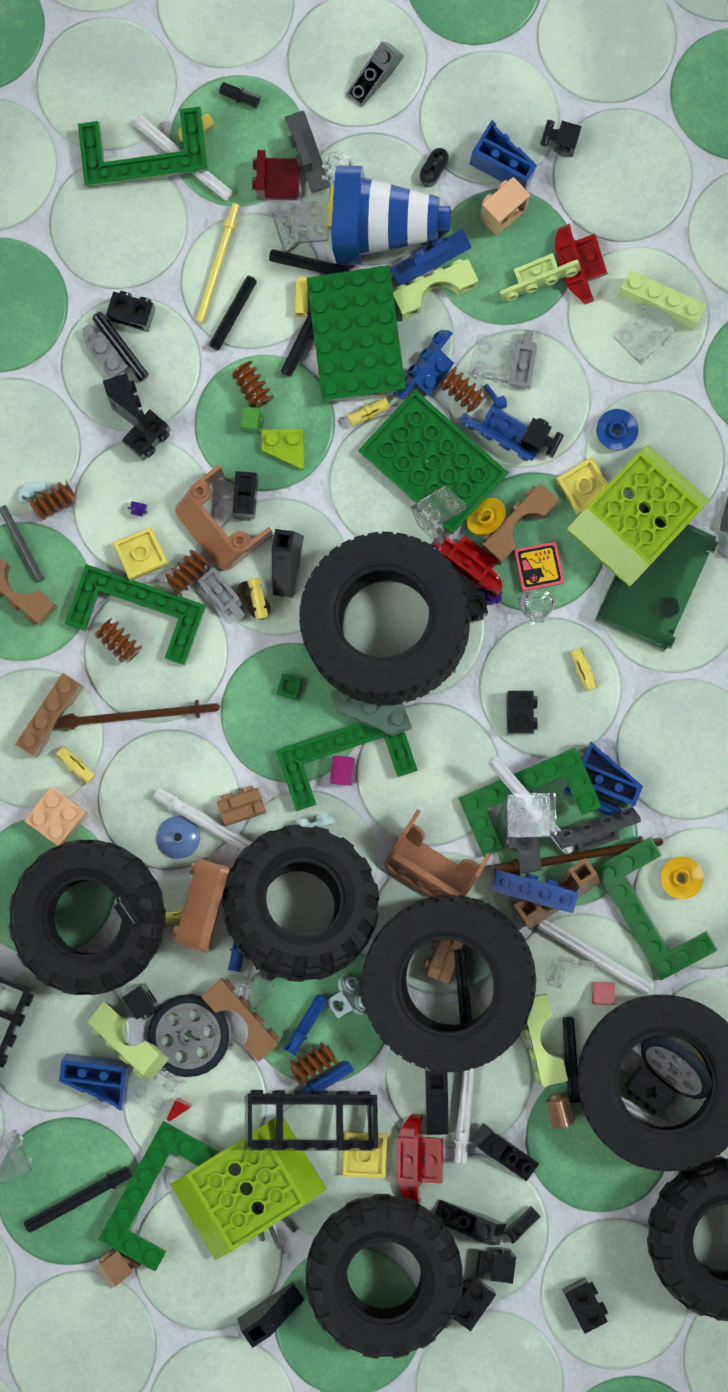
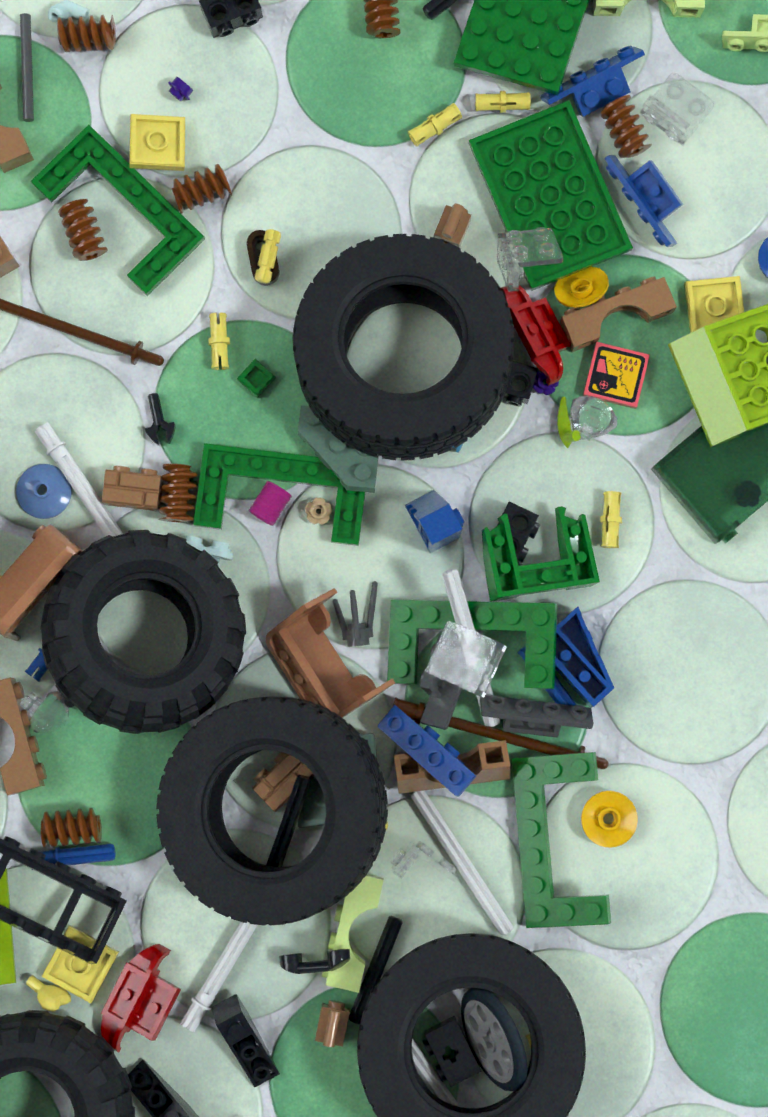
camera: 25 degrees right, 0 degrees up
(222, 593) = (230, 233): light grey hinge -> none
(223, 550) = (257, 184): nougat windscreen -> none
(235, 749) = (158, 420): none -> black bar
(245, 495) = (311, 130): black brick -> none
(251, 420) = (361, 48): bright green plate -> none
(251, 673) = (219, 341): none -> light yellow pin
(275, 794) = (177, 493): none -> dark orange piece
(285, 445) = (386, 95): lime wing -> none
(285, 561) = (321, 228): black slope -> none
(305, 1025) = (73, 786): blue axle -> none
(328, 449) = (435, 124): none -> light yellow pin
(350, 994) = (150, 767): light aqua bracket -> none
(355, 1187) = (48, 996): none -> light yellow rock
(376, 516) = (453, 224): none -> medium nougat brick
(383, 760) = (323, 517): none -> tan plate
(436, 1102) = (192, 944): black slope -> none
(446, 832) = (357, 633): none -> dark grey plant
(462, 727) = (435, 520): none -> blue wedge
(499, 402) = (662, 162): blue hand -> none
(512, 1081) = (294, 964): none -> black bar
(520, 619) = (564, 425): none -> lime bar
(523, 362) = (712, 128): light grey hinge -> none
(535, 745) = (573, 570): none -> green wedge
(537, 436) = (687, 222): black brick -> none
(603, 993) = (451, 910): slope -> none

